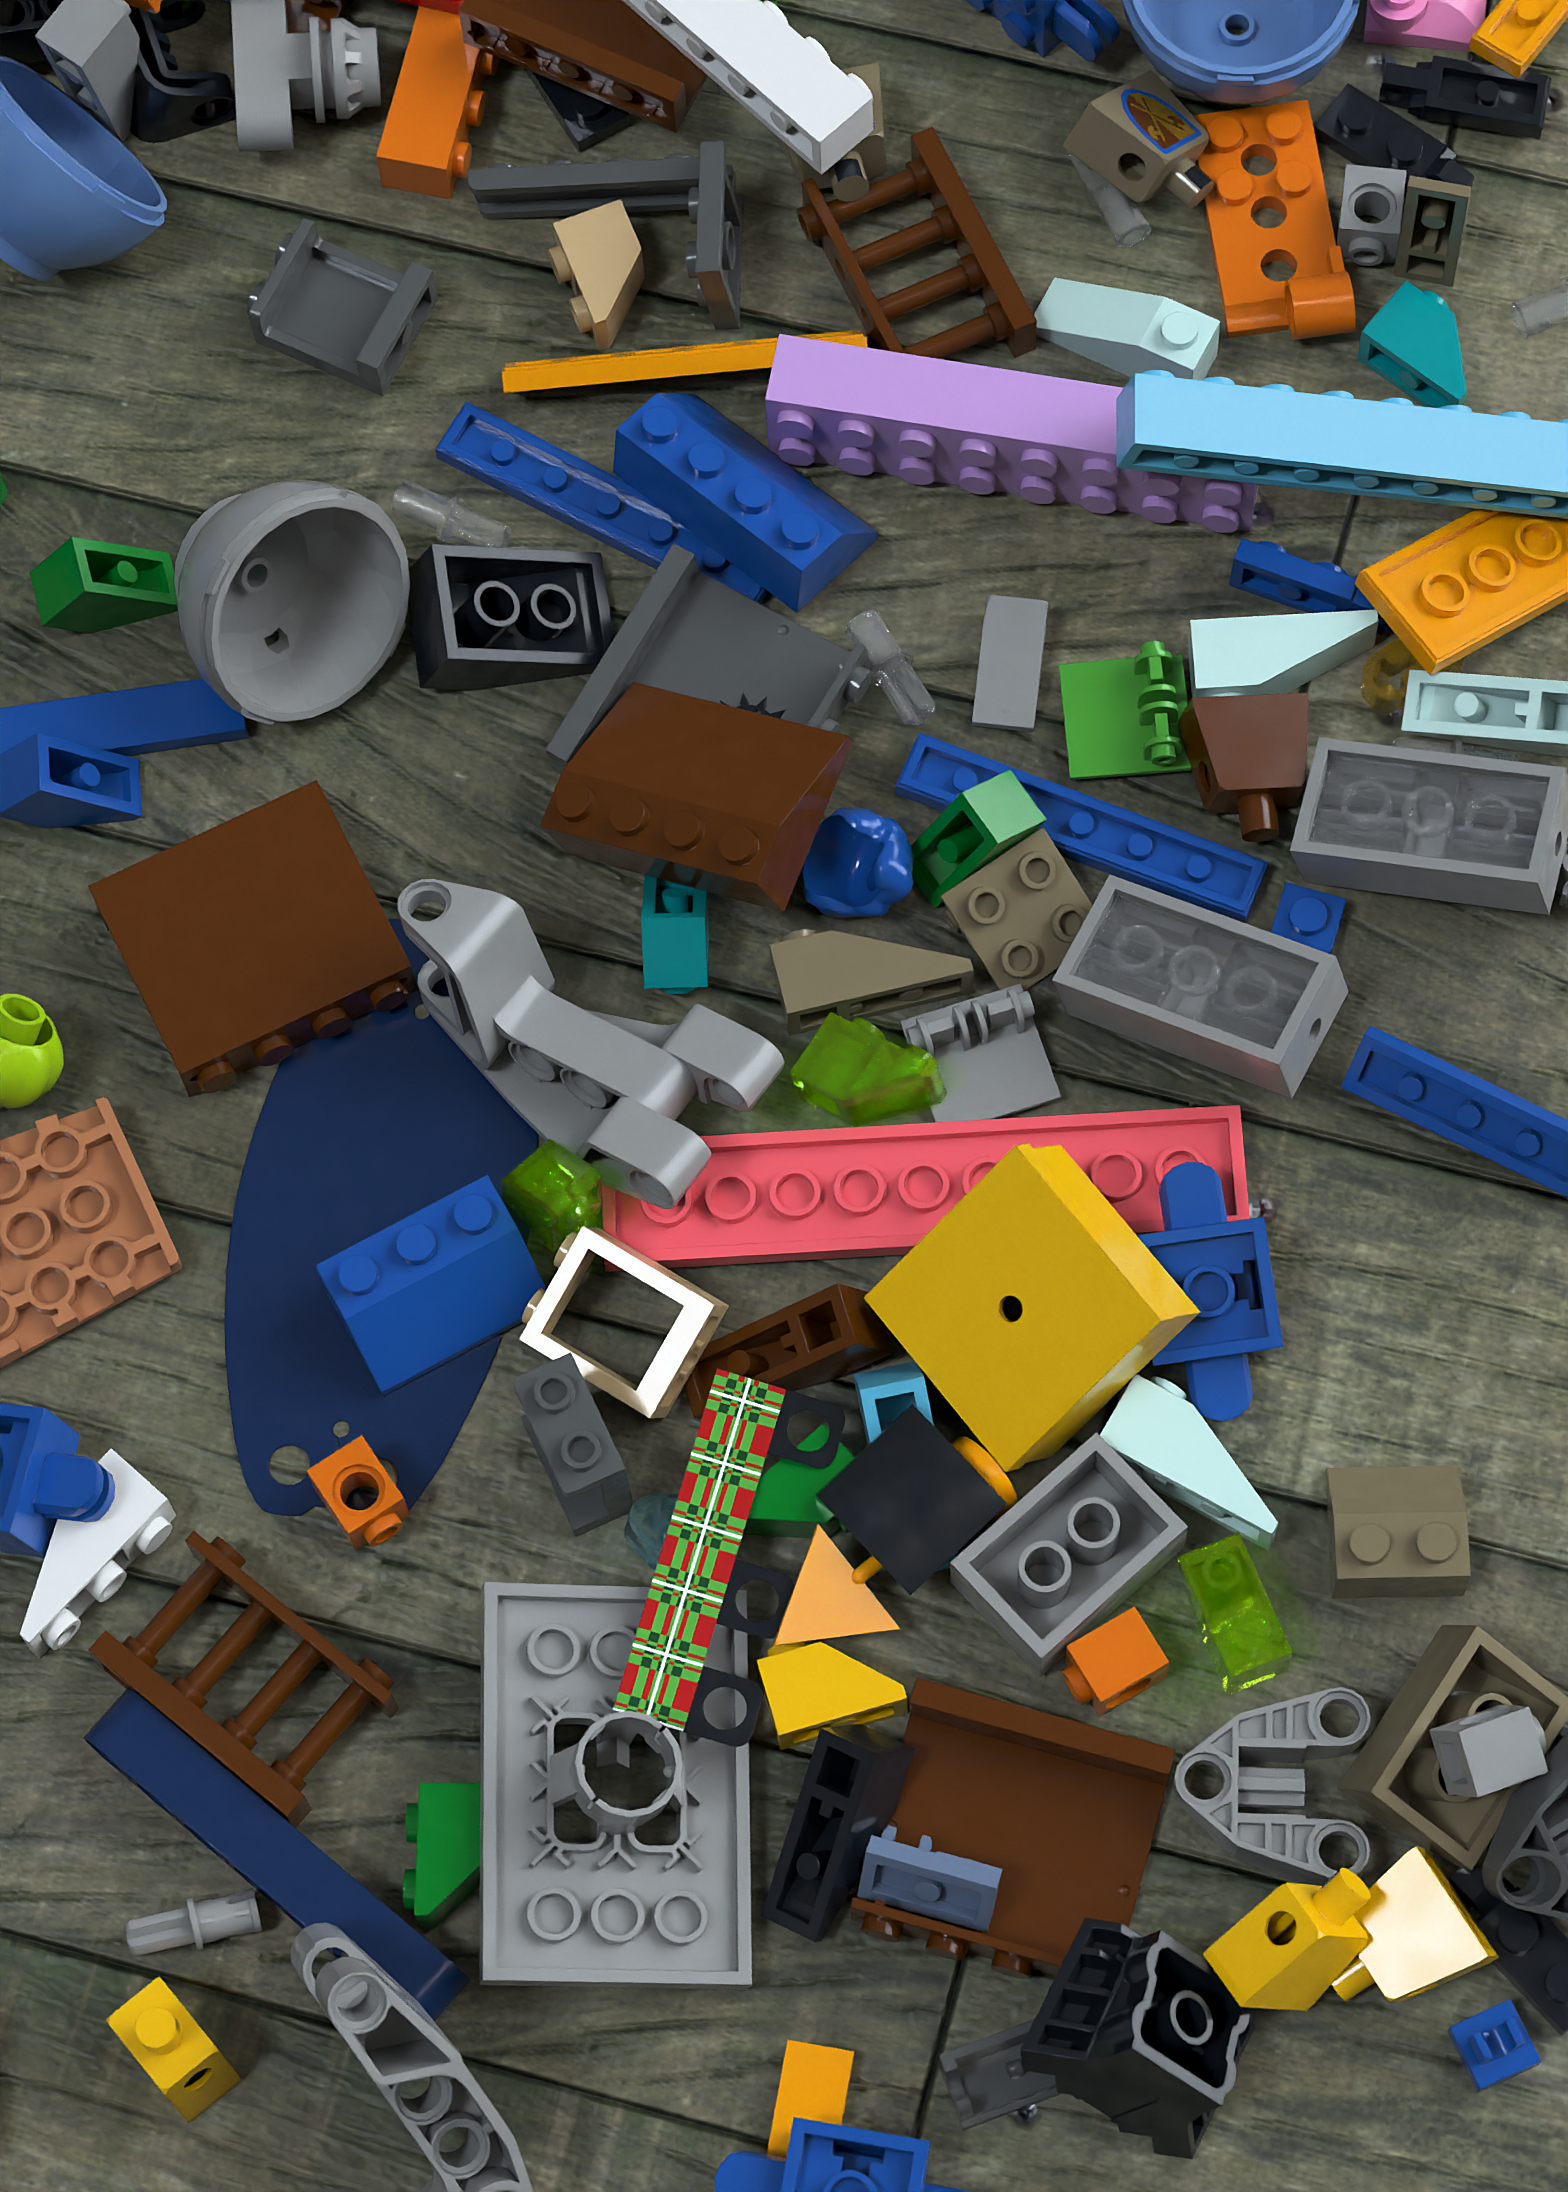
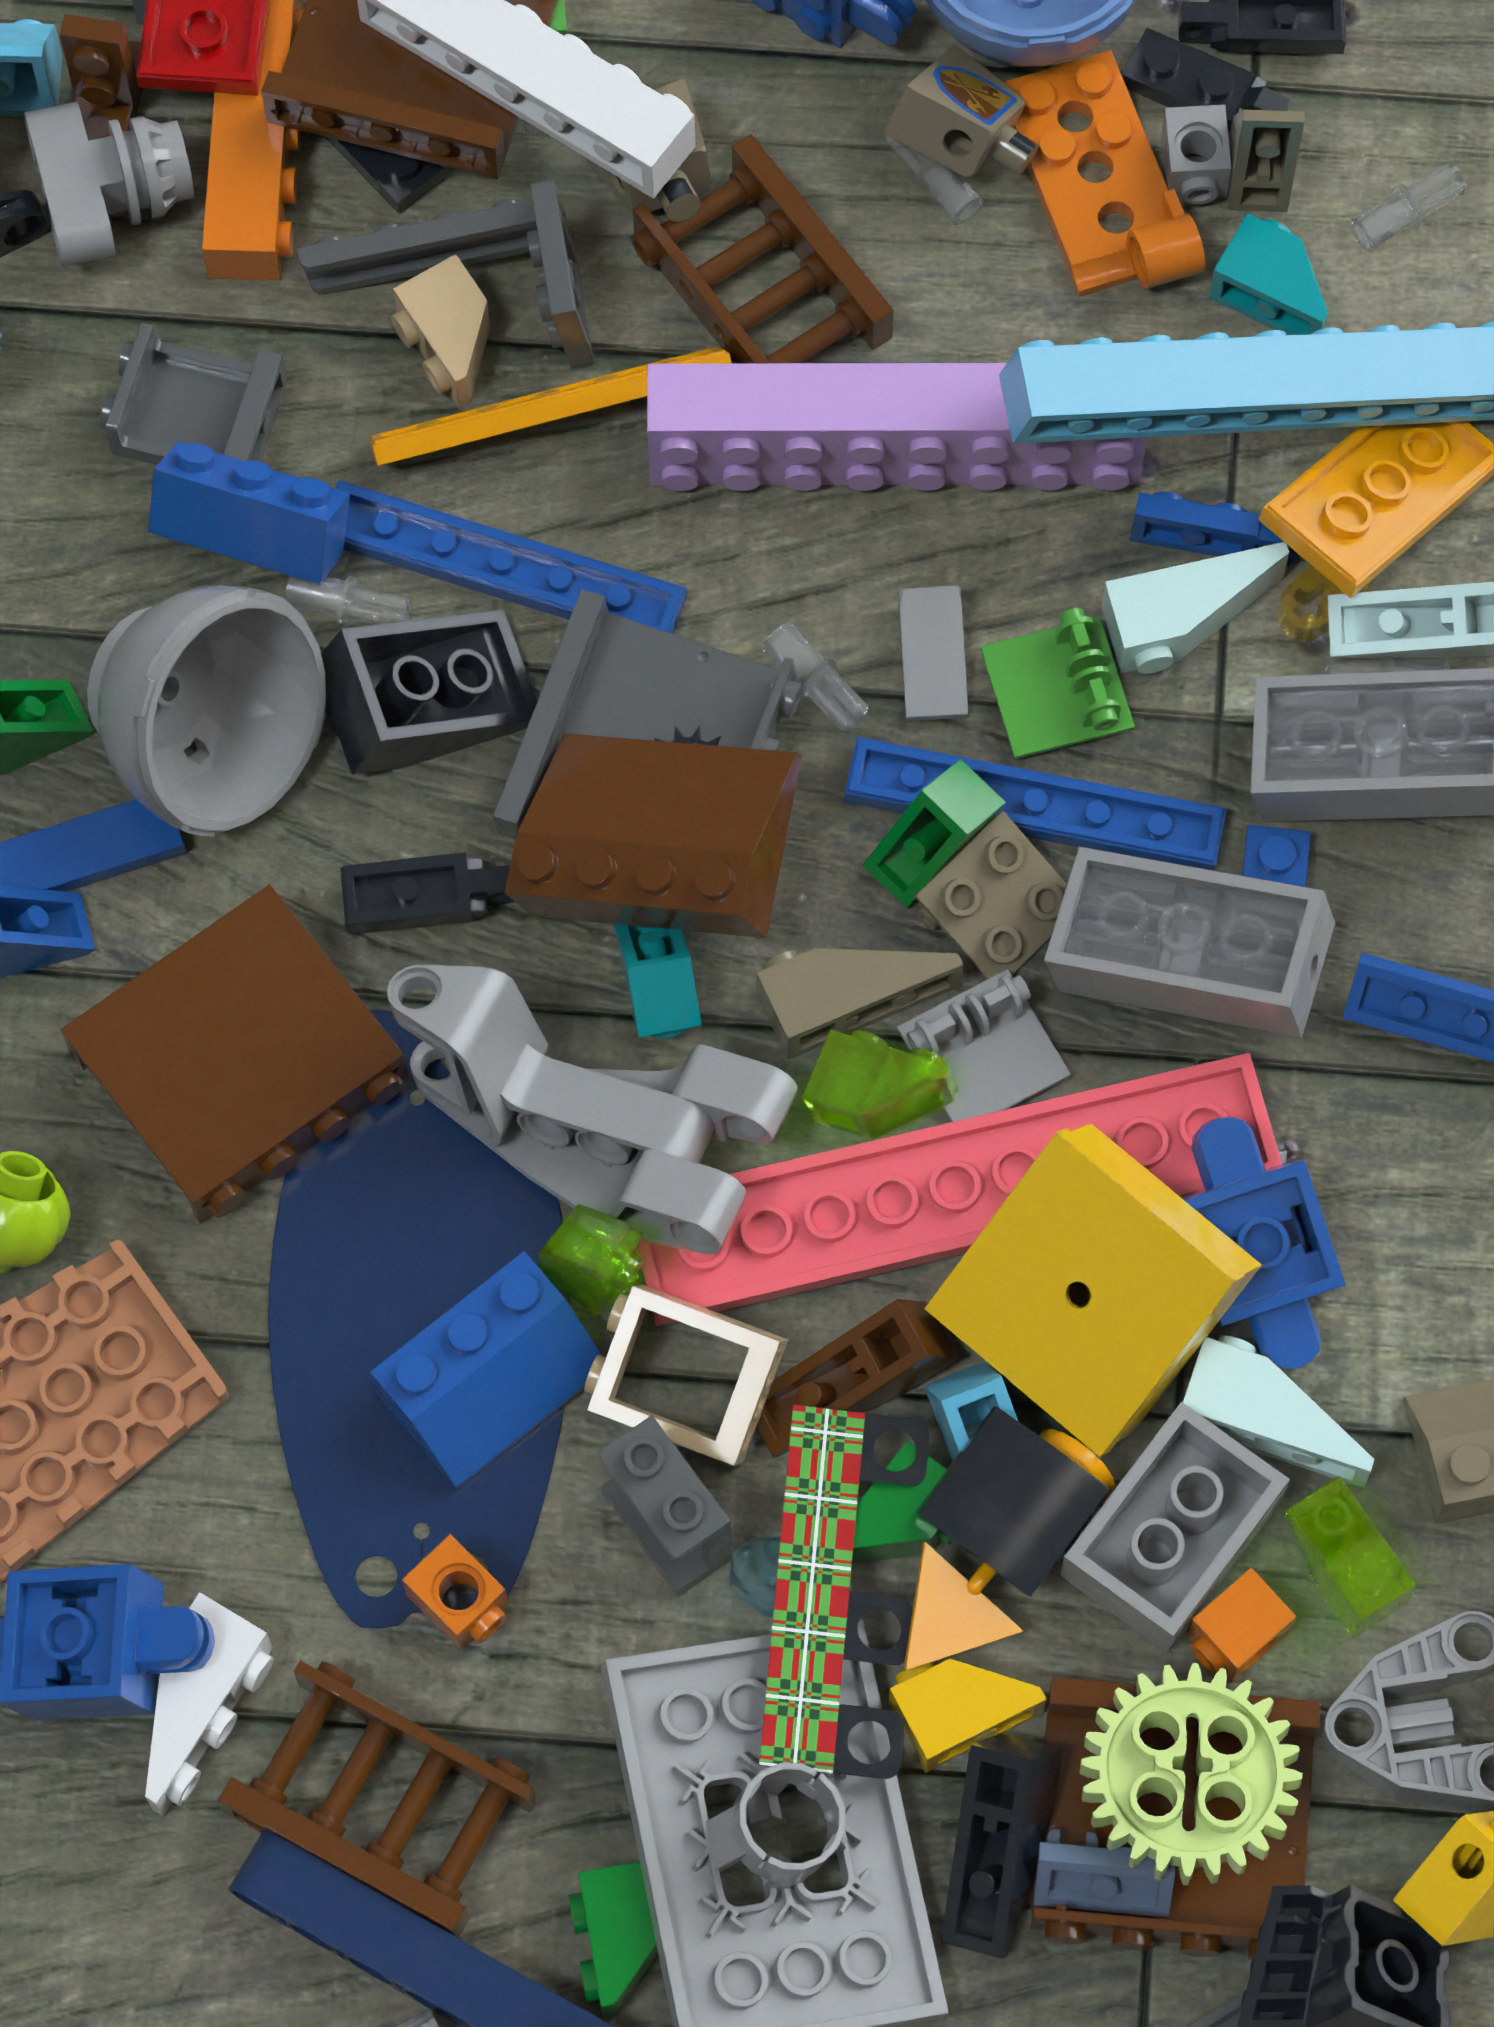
camera: 15 degrees left, 0 degrees up
(370, 417) = (248, 512): none -> blue brick
(461, 812) = (420, 891): none -> black hinge
(738, 497) = (631, 532): blue slope -> none
(857, 865) = (828, 879): blue hair -> none
(1088, 1808) = (1250, 1777): none -> yellowish green gear
(1128, 329) = (982, 304): light aqua slope -> none
(1248, 756) = (1187, 706): reddish brown torso -> none

